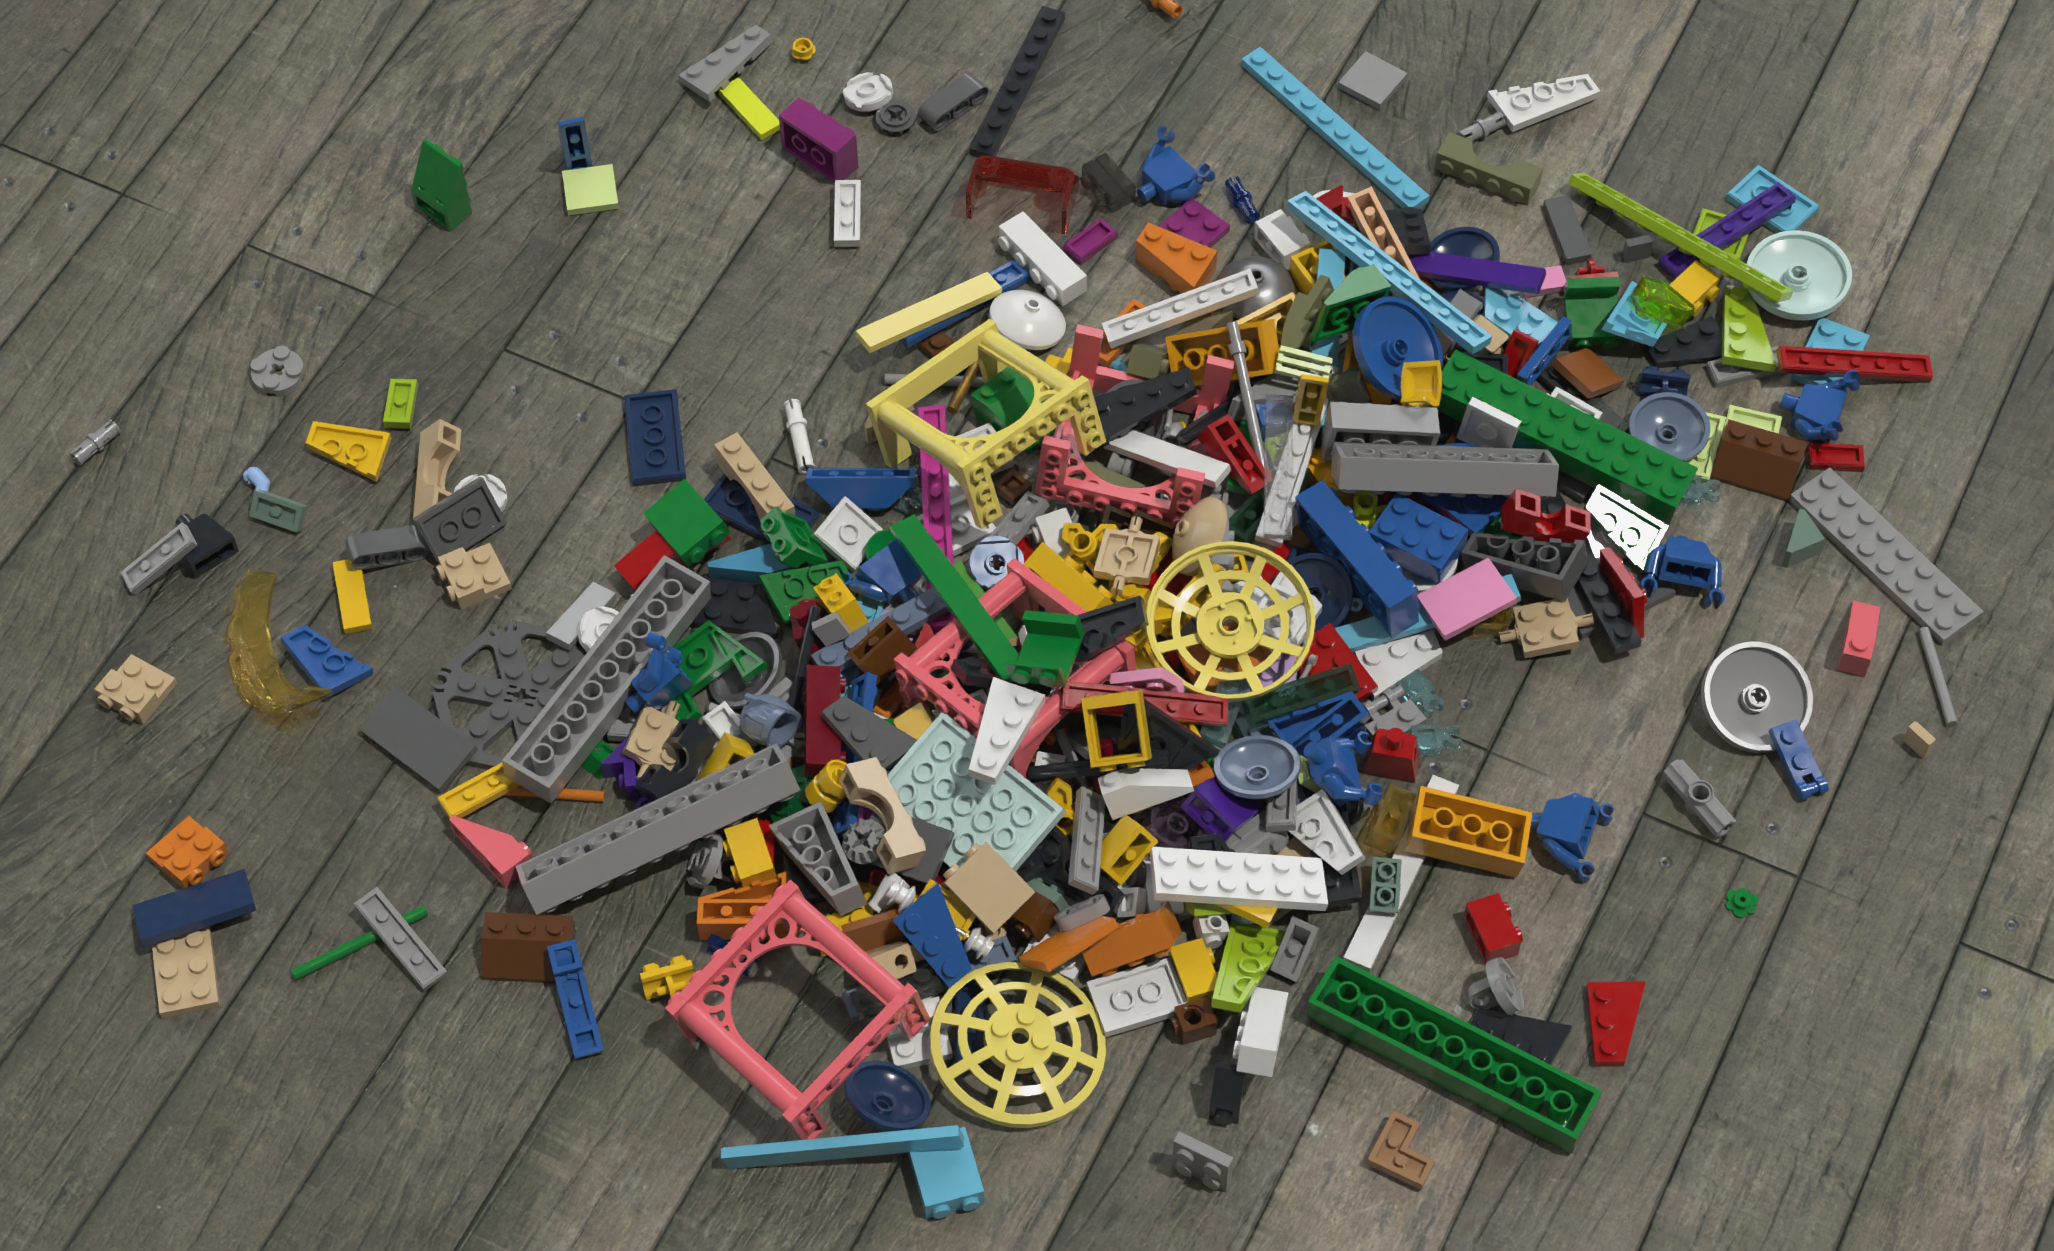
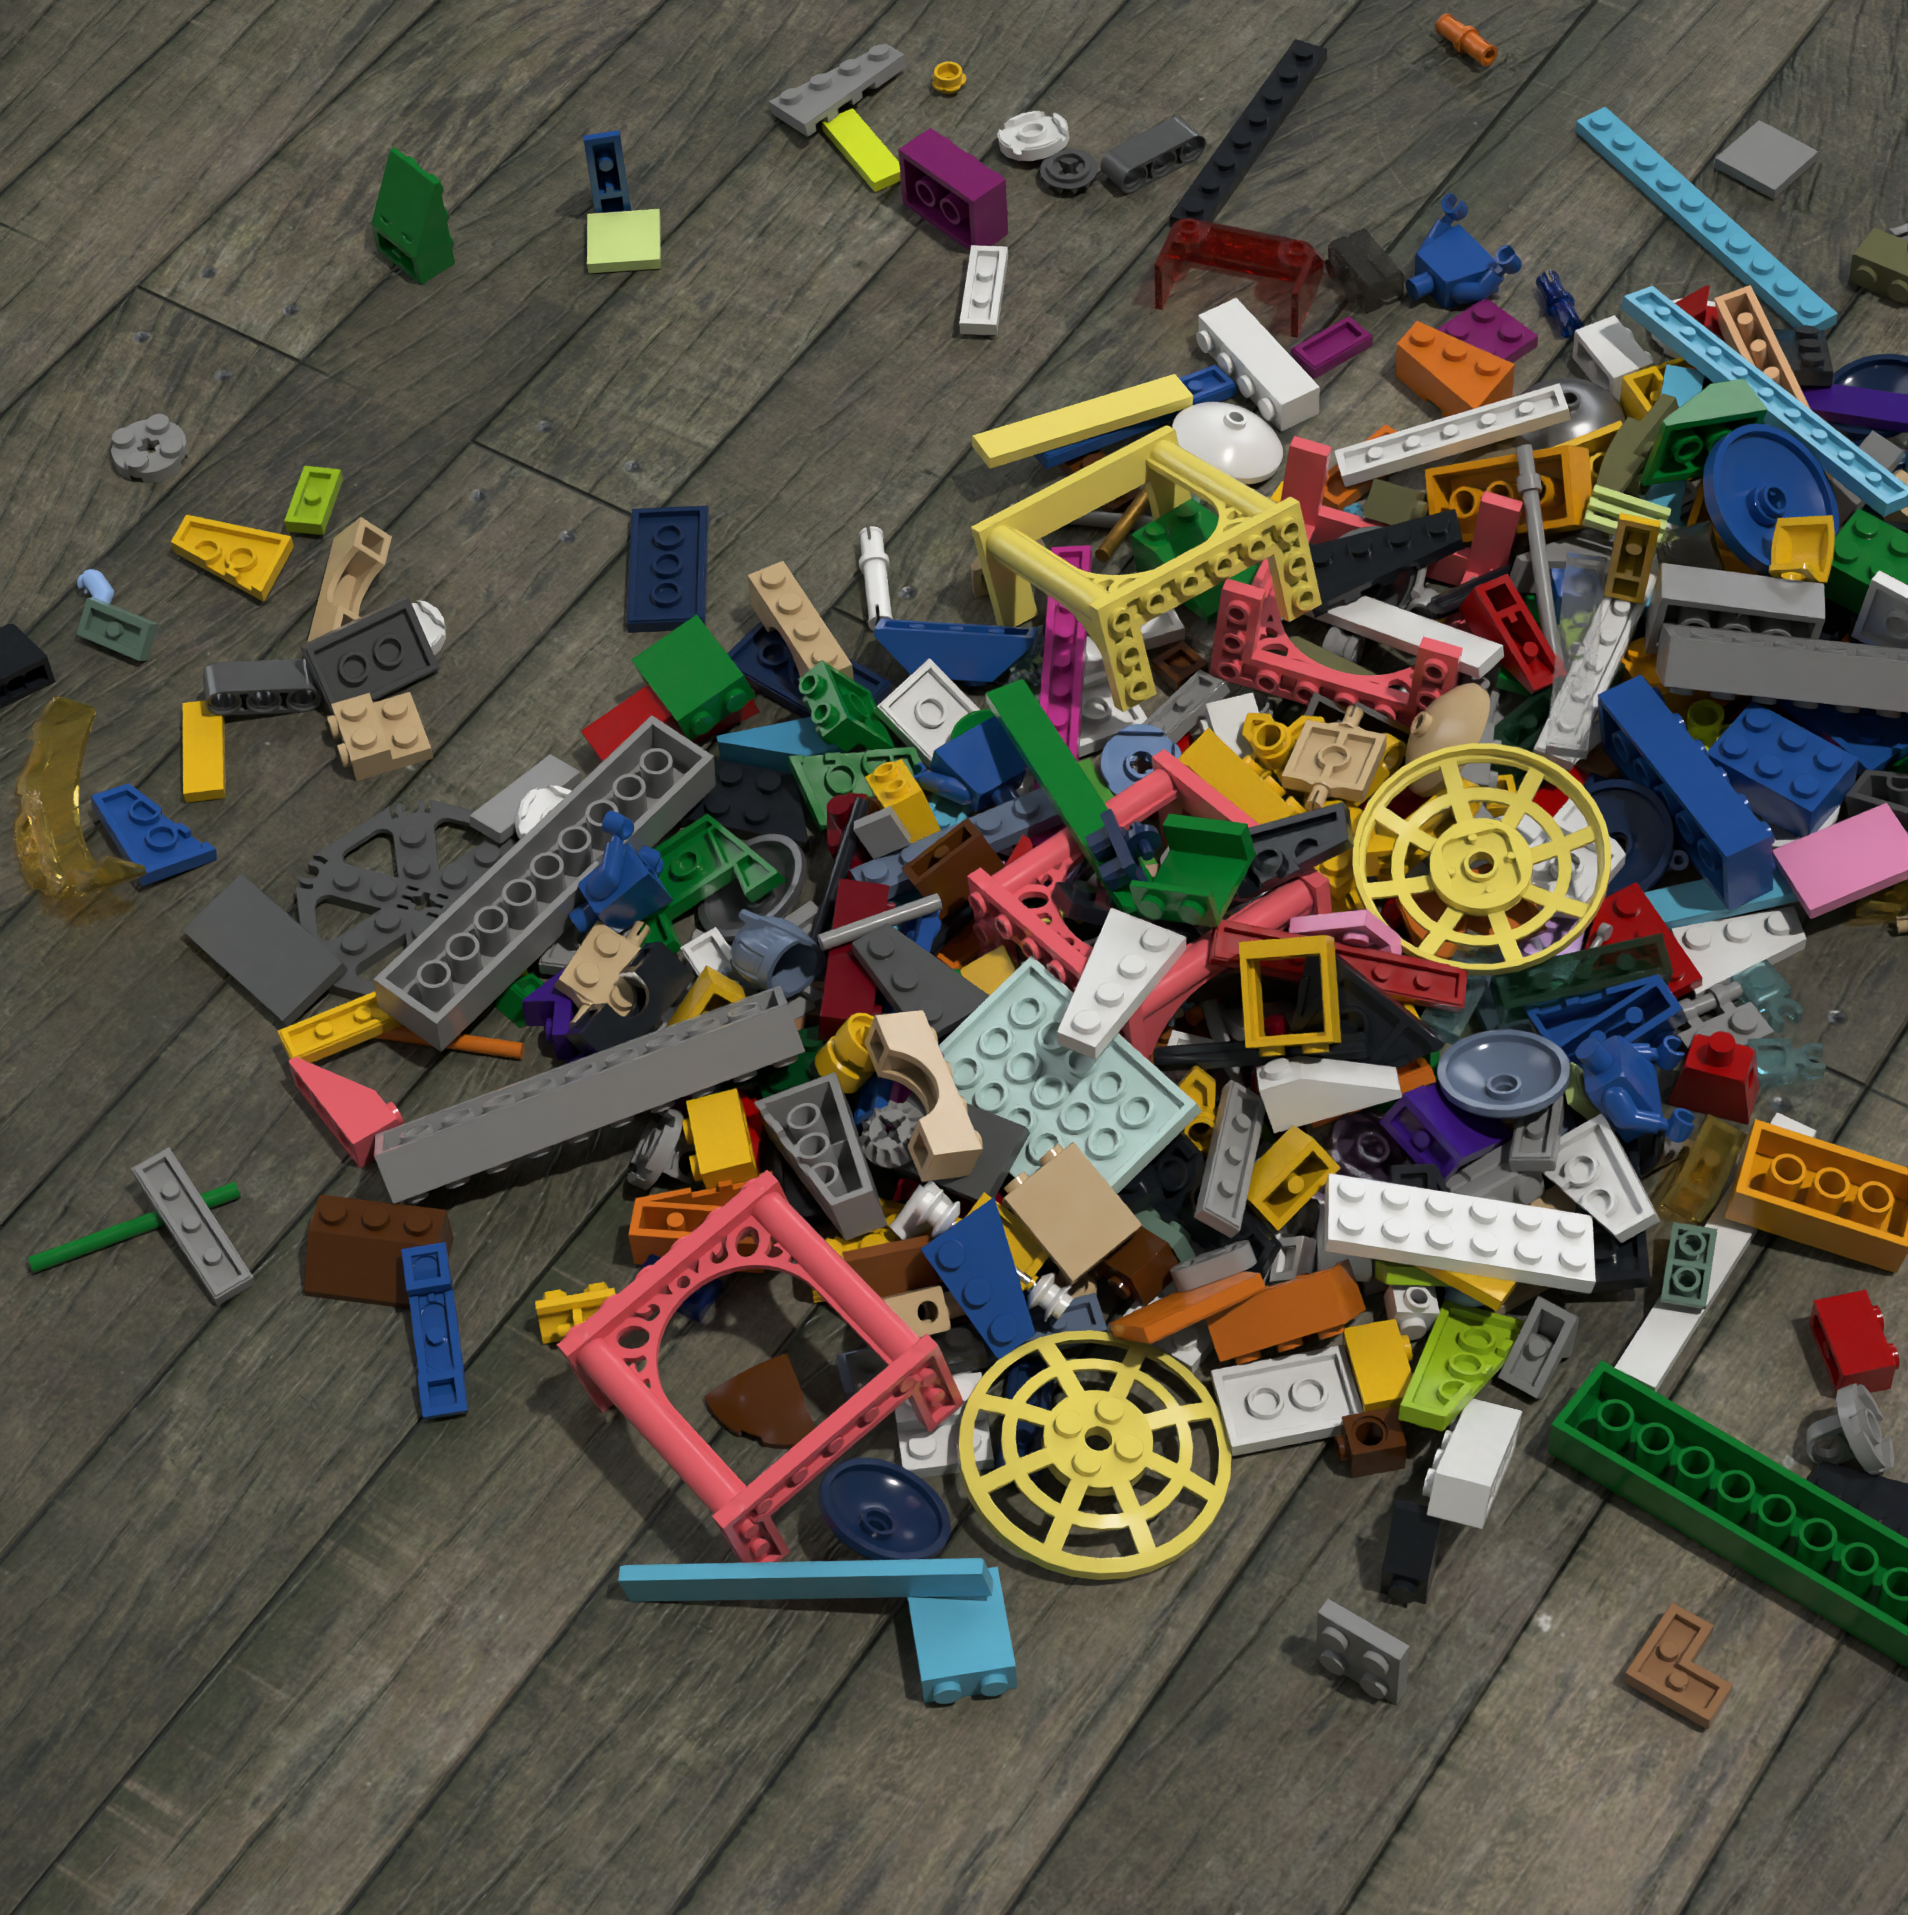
camera: 10 degrees right, 5 degrees down
(799, 1029) = (764, 1404): none -> reddish brown brick
(834, 695) = (893, 917): none -> light grey bar
(990, 629) = (1112, 839): none -> dark blue hips

